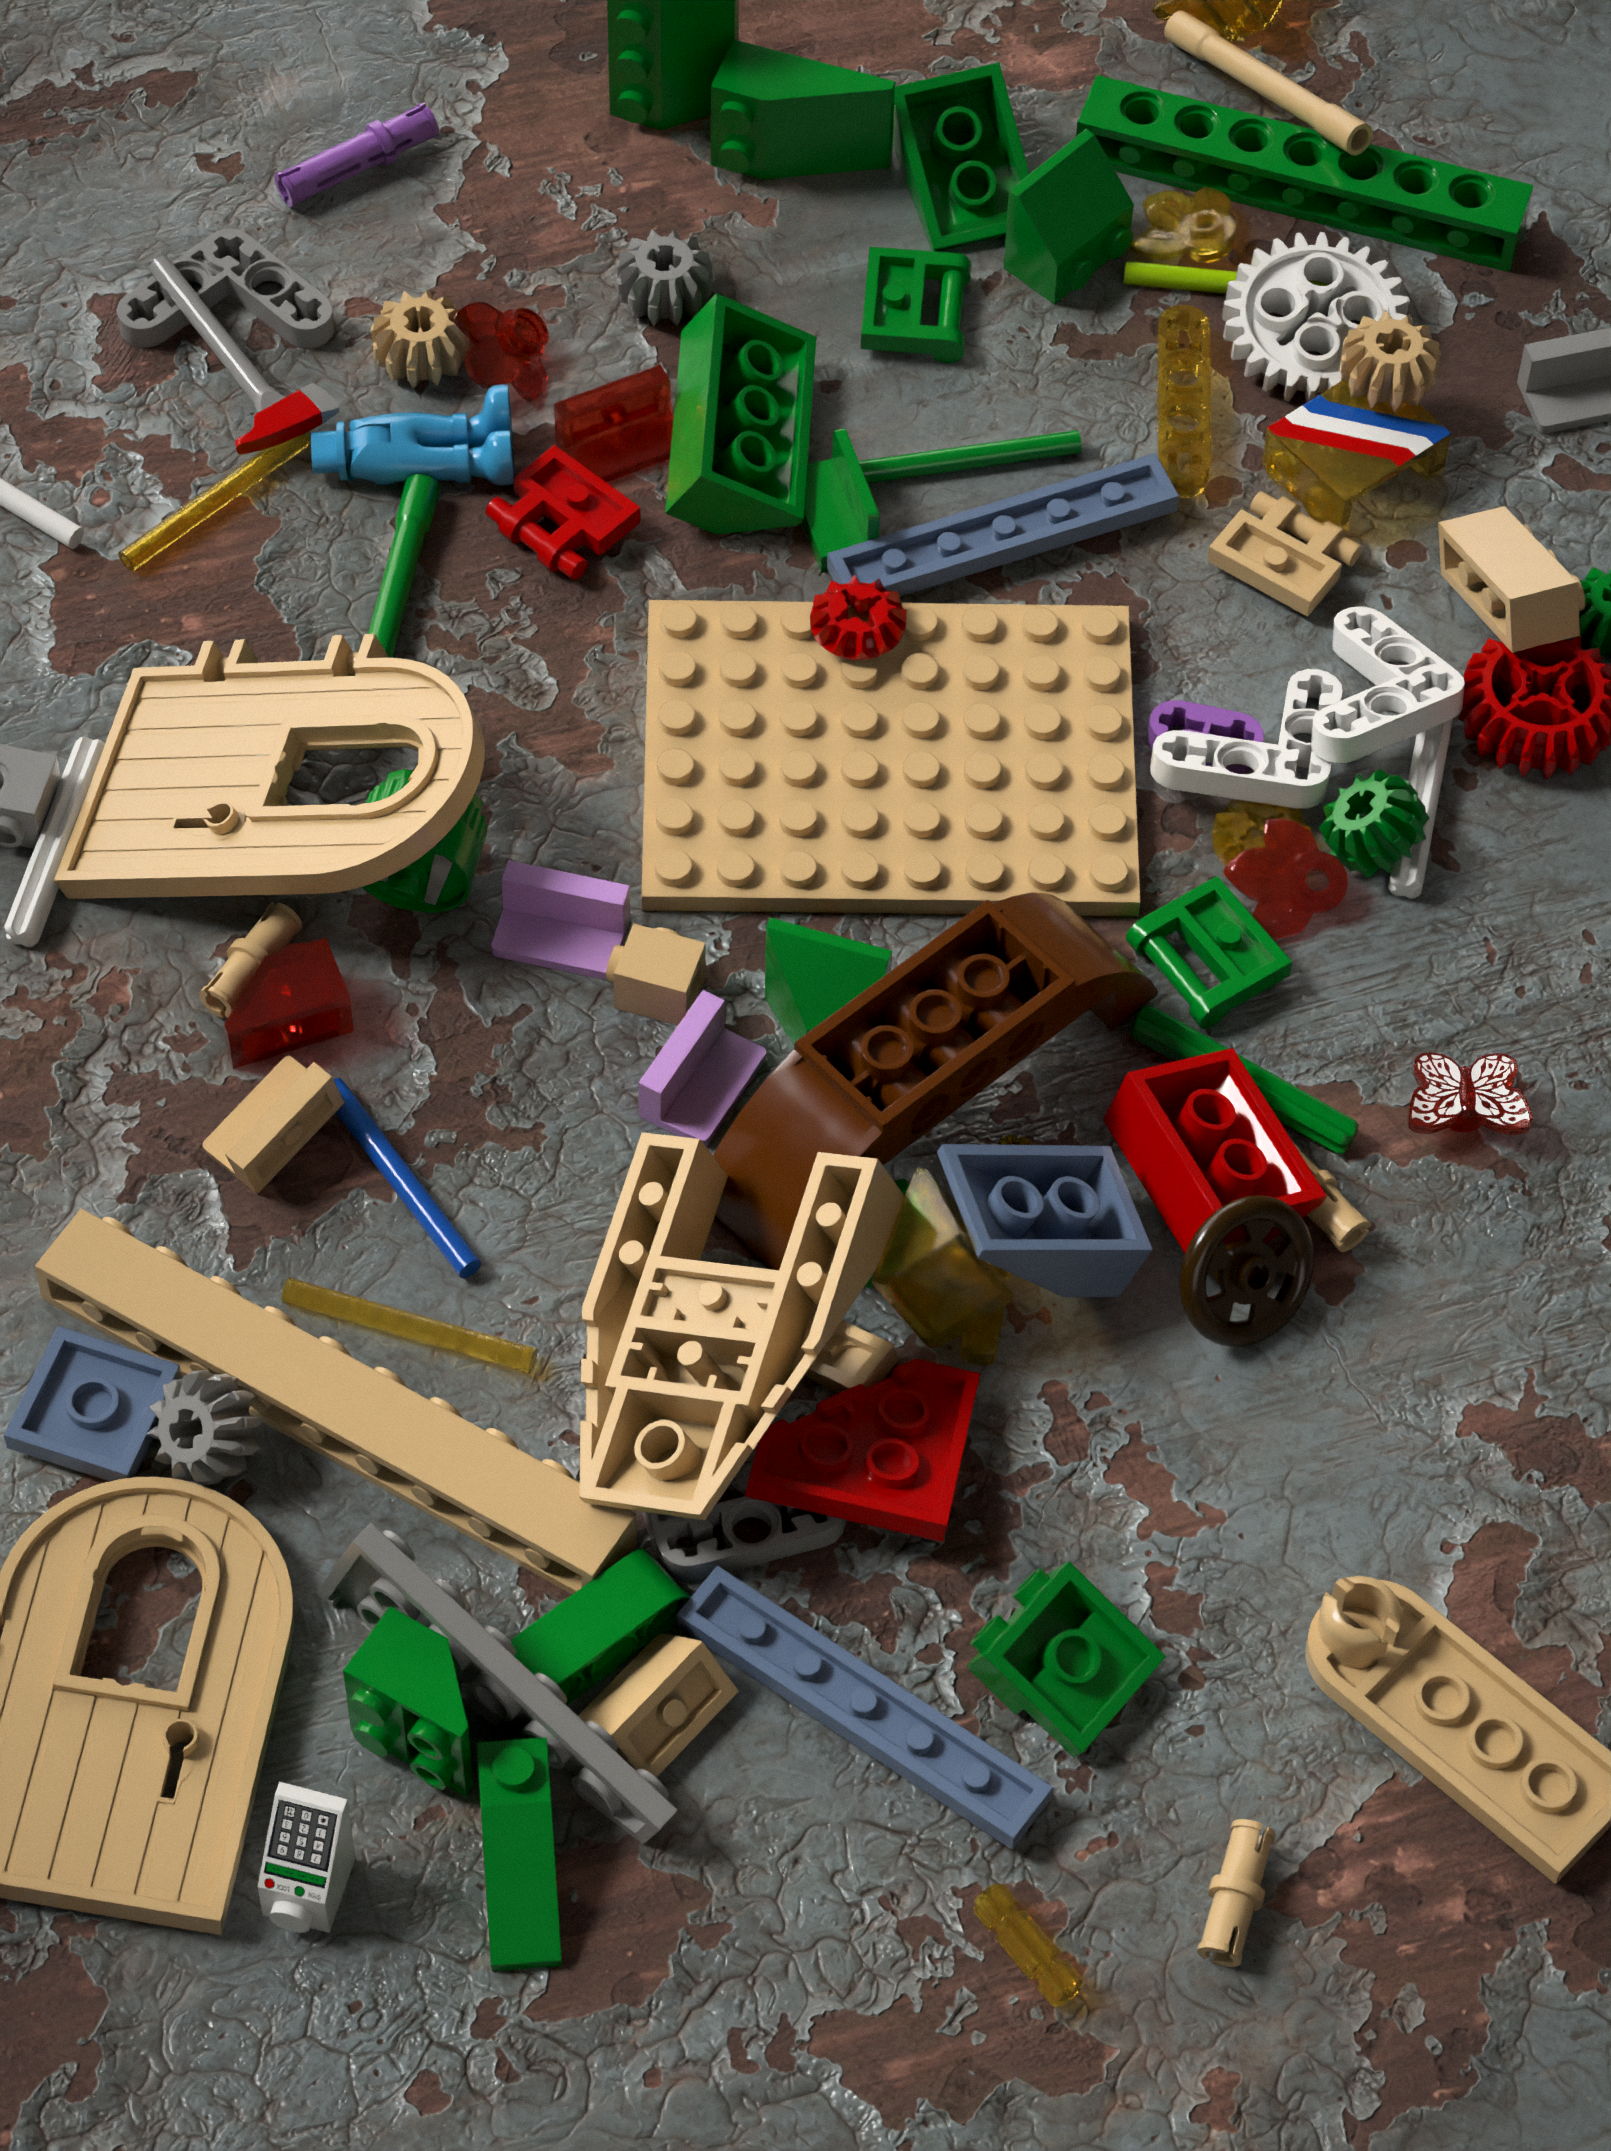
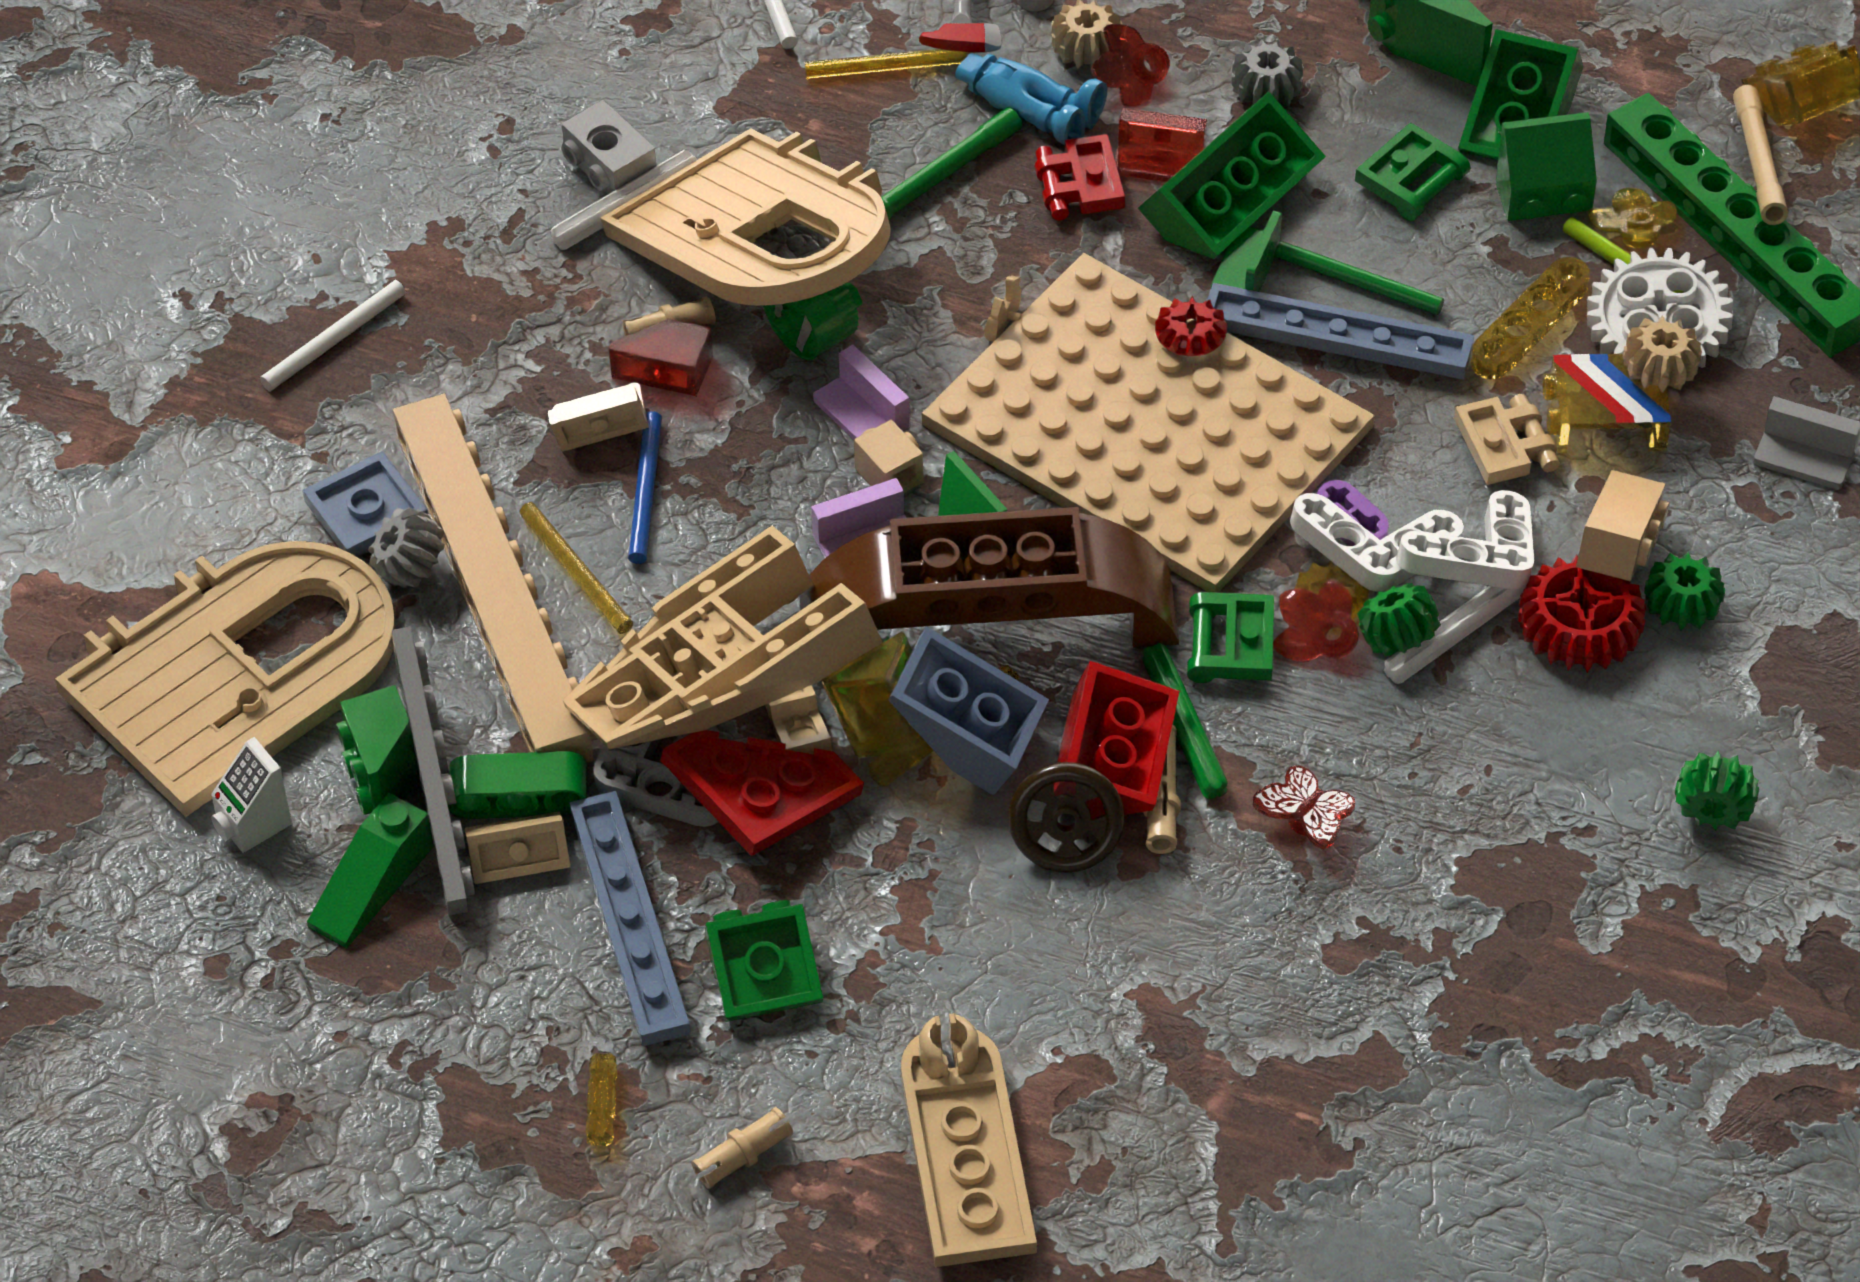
camera: 40 degrees right, 5 degrees down
(625, 717) = (1004, 310): none -> tan piece

